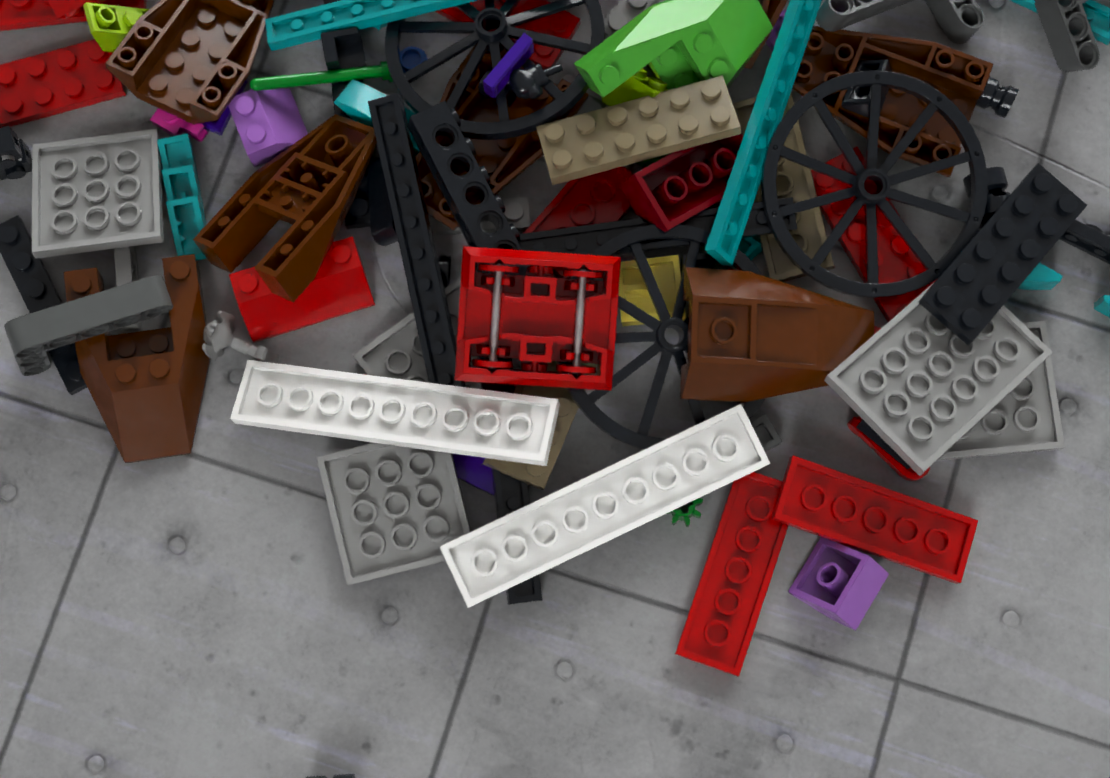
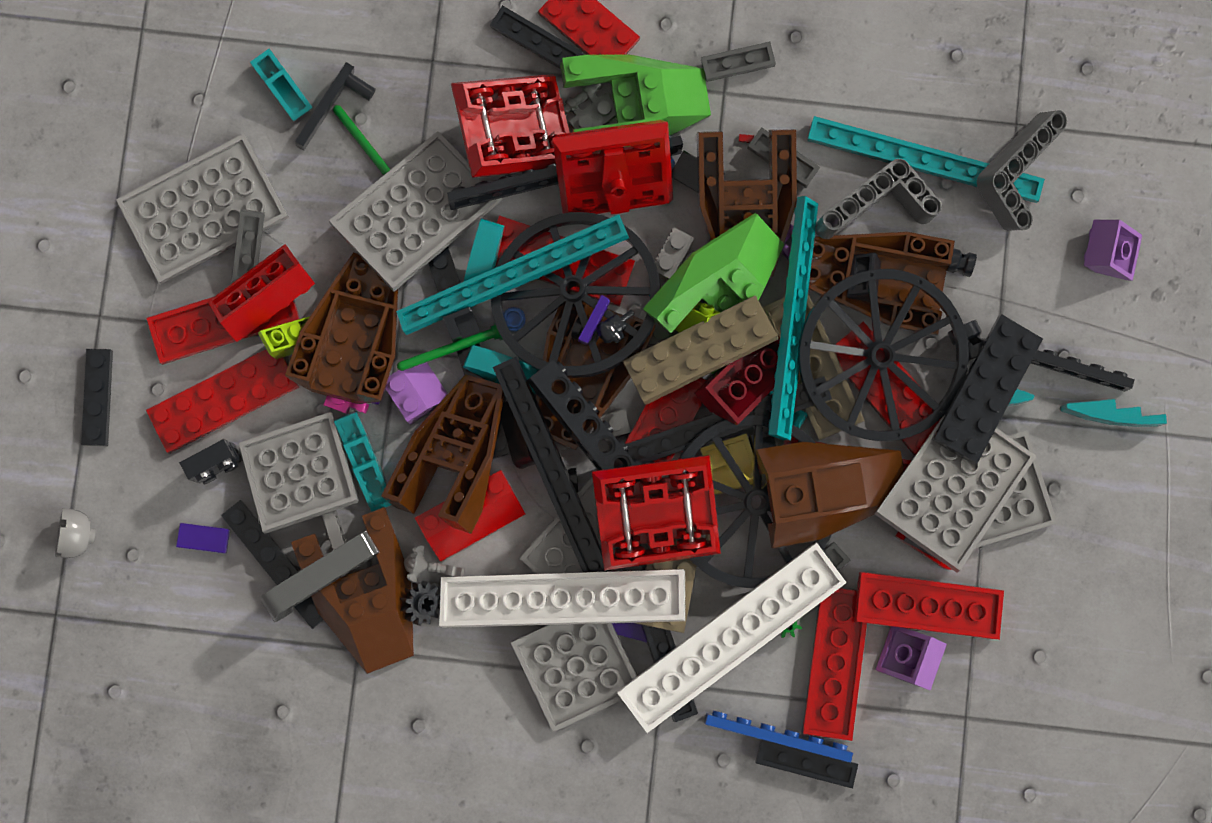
camera: 15 degrees left, 5 degrees up
(207, 375) = (421, 603): none -> black gear
(655, 656) = (788, 738): none -> blue plate
(673, 694) = (806, 763): none -> black plate

